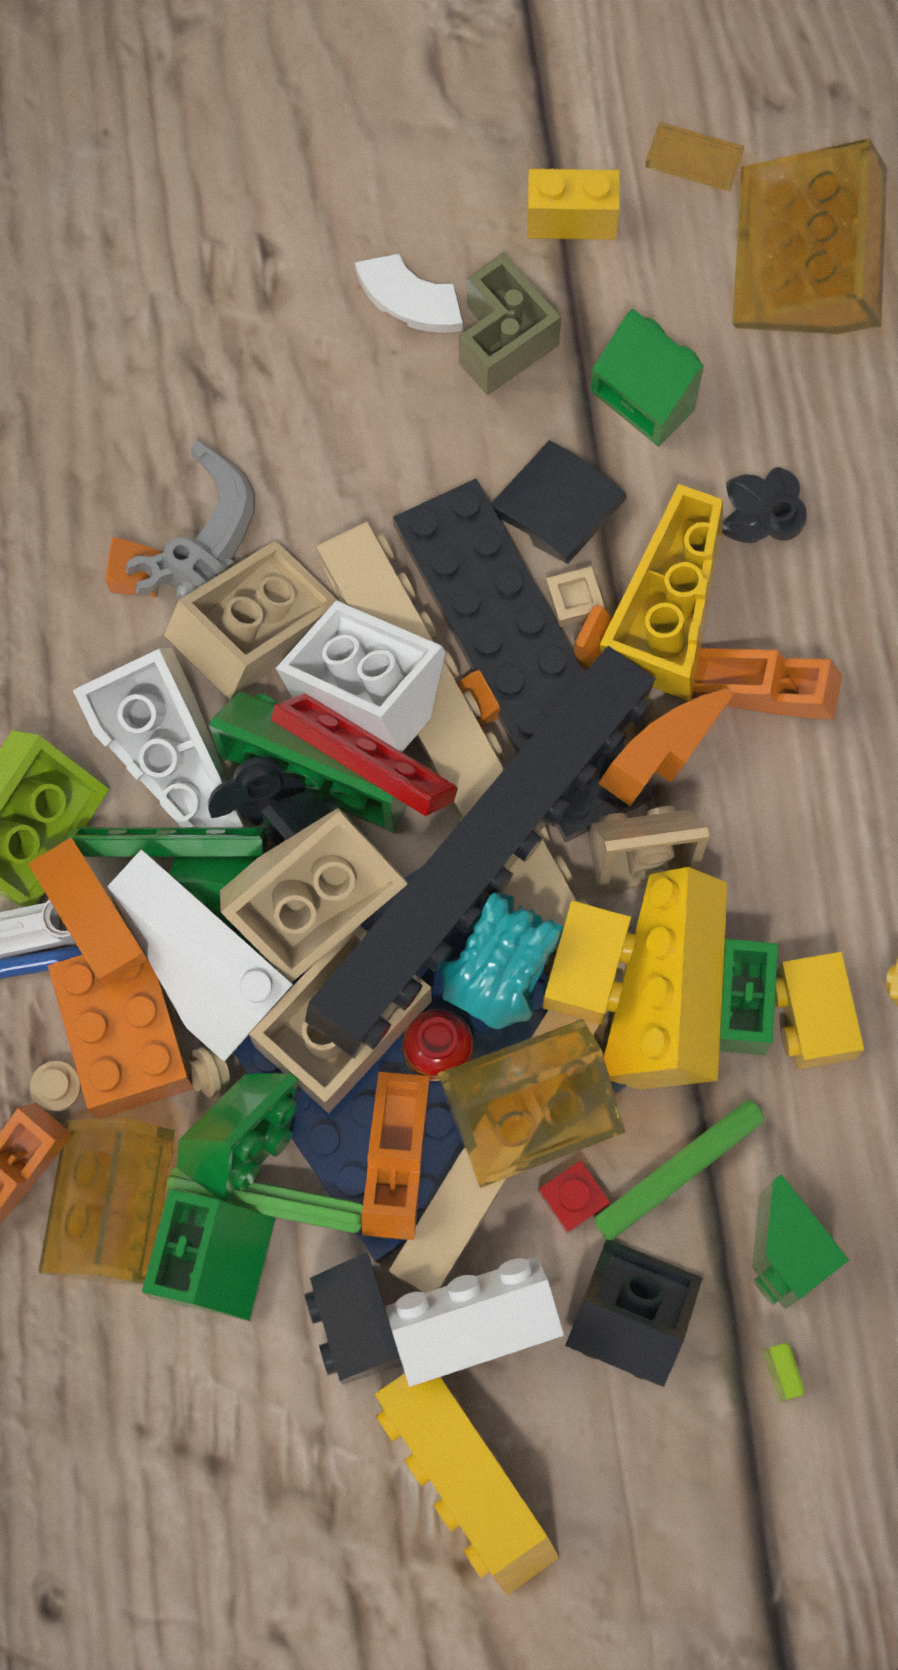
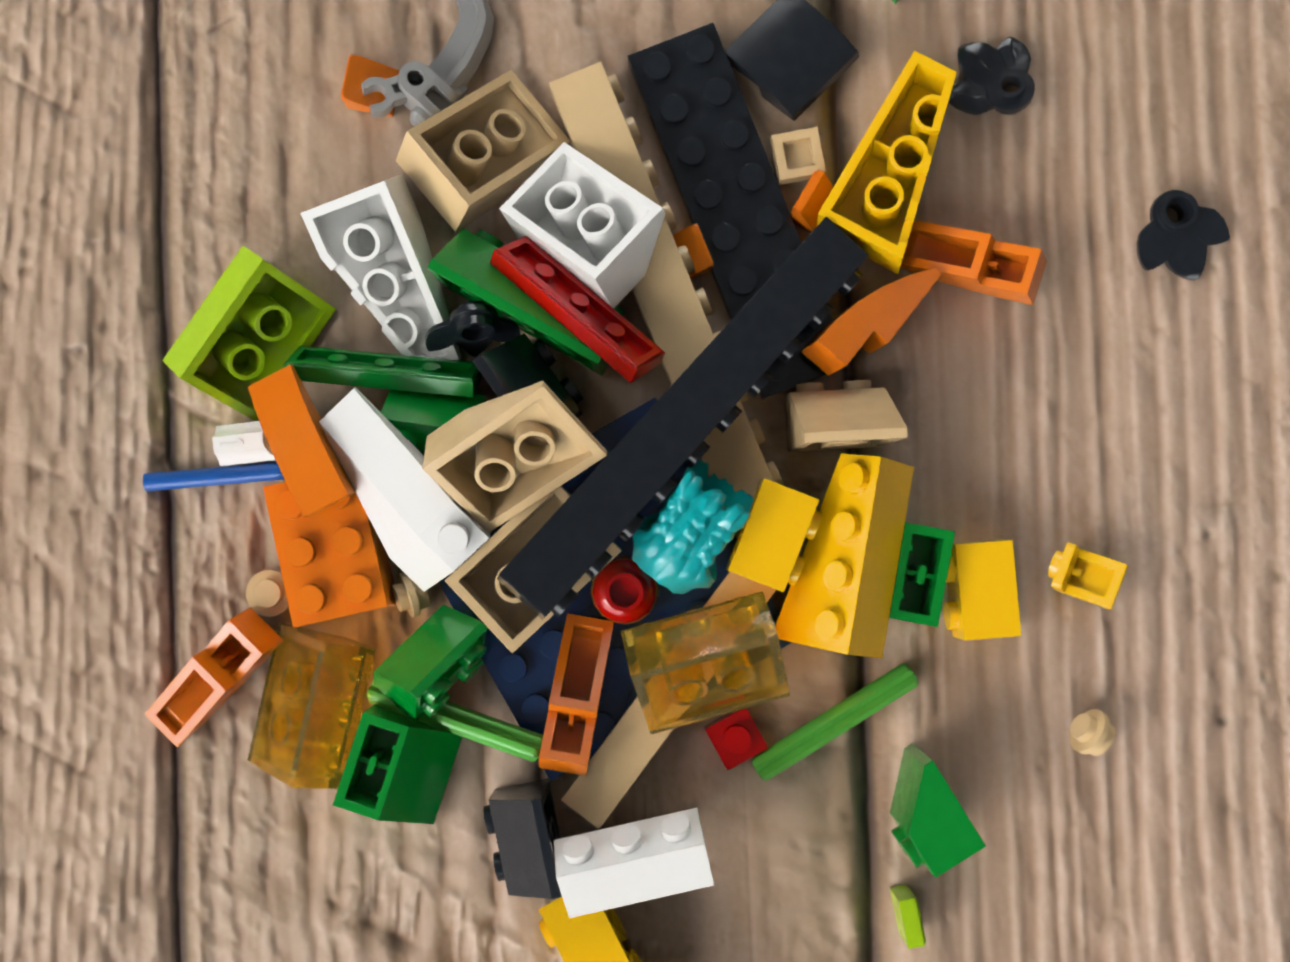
camera: 10 degrees right, 15 degrees up
(635, 1312) = (781, 850): black slope -> none

